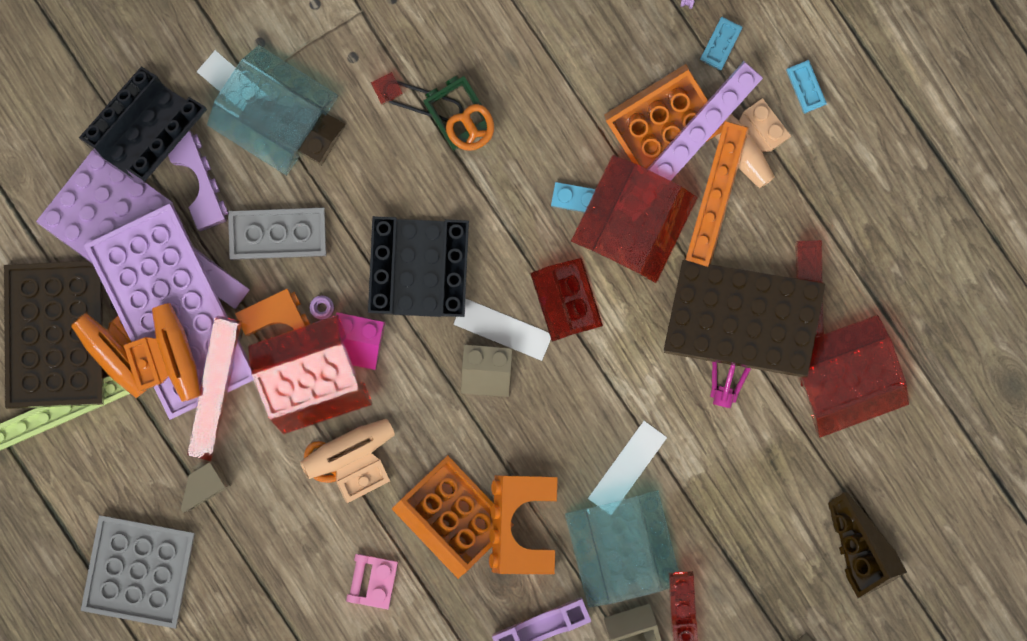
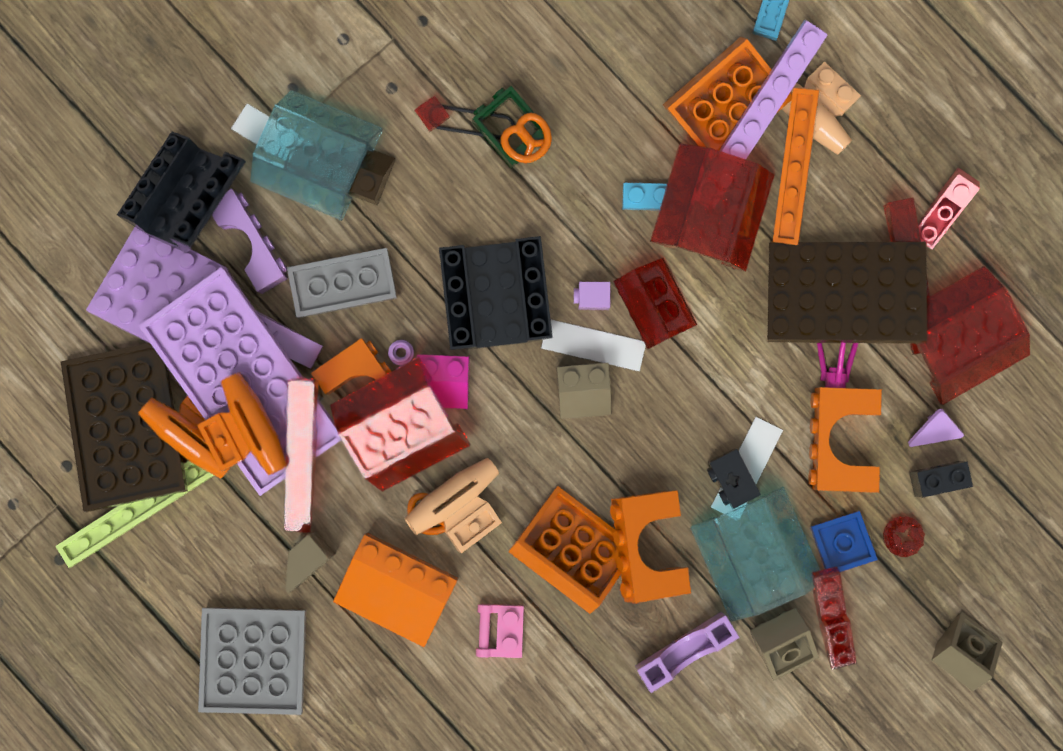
camera: 10 degrees left, 0 degrees up
(280, 527) = (395, 589): none -> orange slope
(508, 283) = (592, 296): none -> lavender brick
(621, 486) = (745, 486): none -> black brick
(702, 483) = (827, 470): none -> orange arch
(705, 551) = (844, 542): none -> blue plate
(751, 556) = (893, 542): none -> clear red gear
(805, 506) = (941, 479): none -> black brick
(806, 86) = (867, 42): medium azure plate -> none
(809, 459) = (936, 429): none -> lavender piece
(853, 254) = (947, 207): none -> coral slope
(867, 553) = (1012, 516): dark brown wedge -> none

